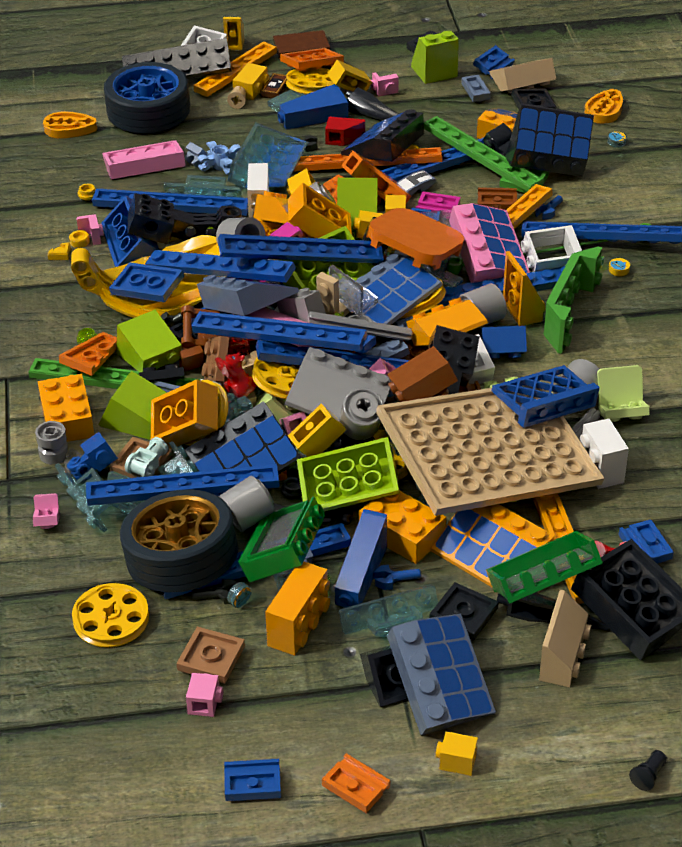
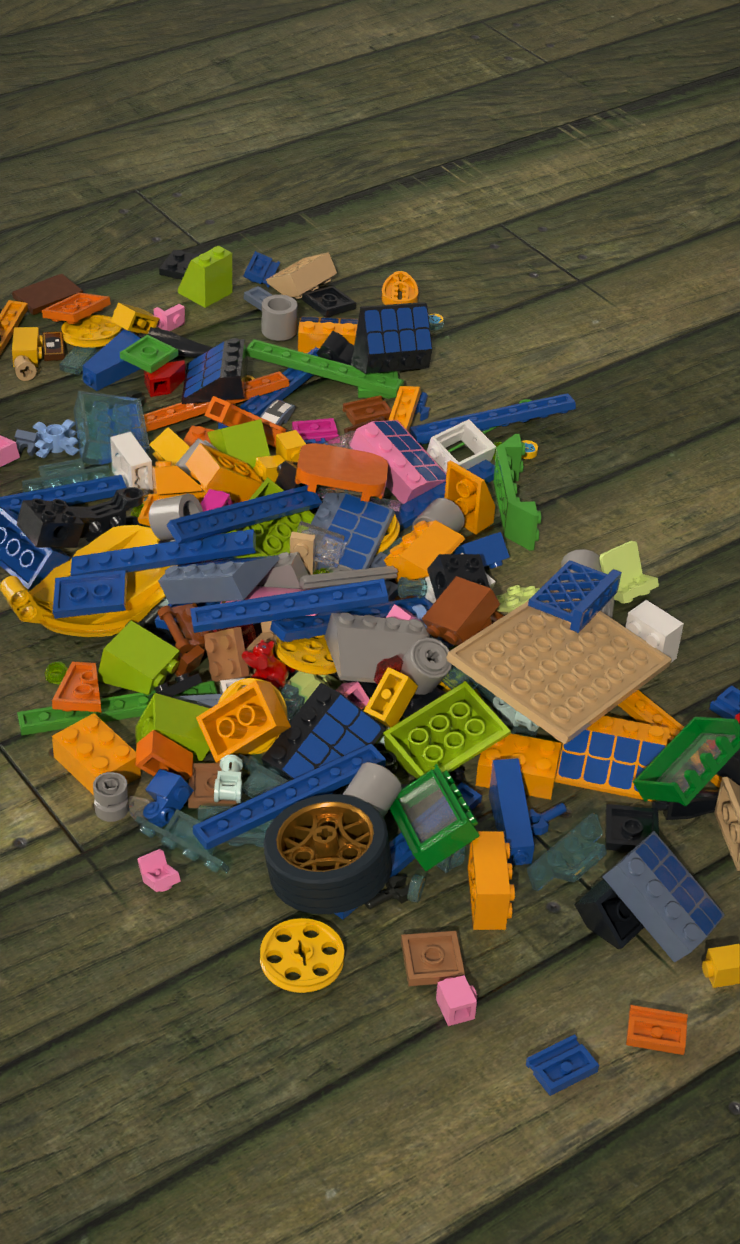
camera: 30 degrees left, 0 degrees up
(111, 424) = (159, 752): none -> orange brick
(330, 403) = (393, 663): none -> clear red plate
(338, 107) = (149, 354): none -> bright green tile
(413, 346) = (418, 589): none -> clear light blue bush
(471, 102) = (279, 317): none -> light grey piece

